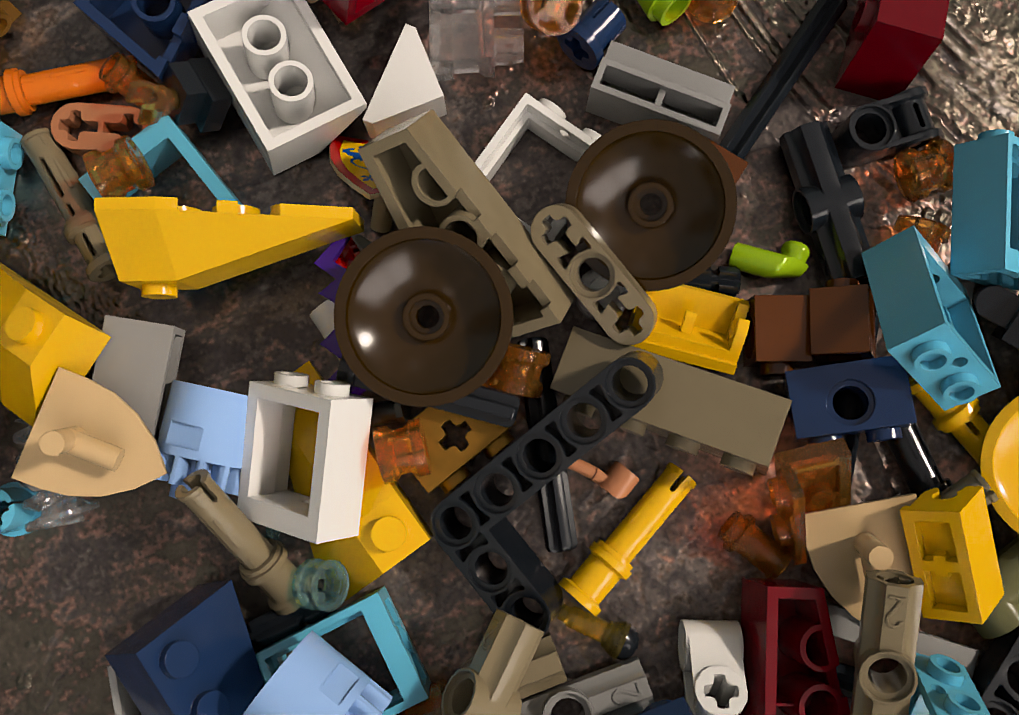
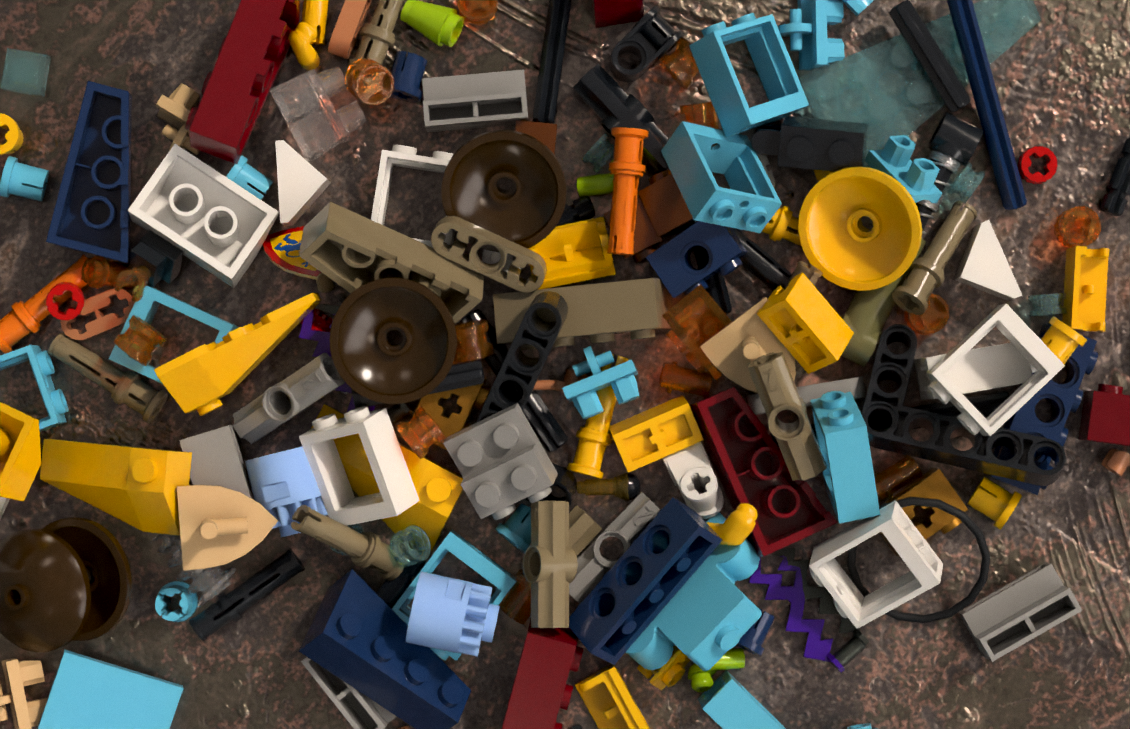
camera: 25 degrees left, 5 degrees up
(37, 551) = (206, 623): none -> black pin
(82, 87) = (53, 306): none -> red bush
(262, 329) = (273, 407): none -> light grey piece
(352, 52) = (244, 173): none -> medium azure bush
(465, 628) = (517, 528): none -> medium azure bush
(484, 541) = (501, 463): none -> light grey plate
(682, 505) = (584, 392): none -> medium azure hips
(690, 594) = (655, 433): none -> yellow hinge
(779, 226) = (600, 153): none -> clear light blue bush
(810, 256) = (626, 169): none -> orange pin

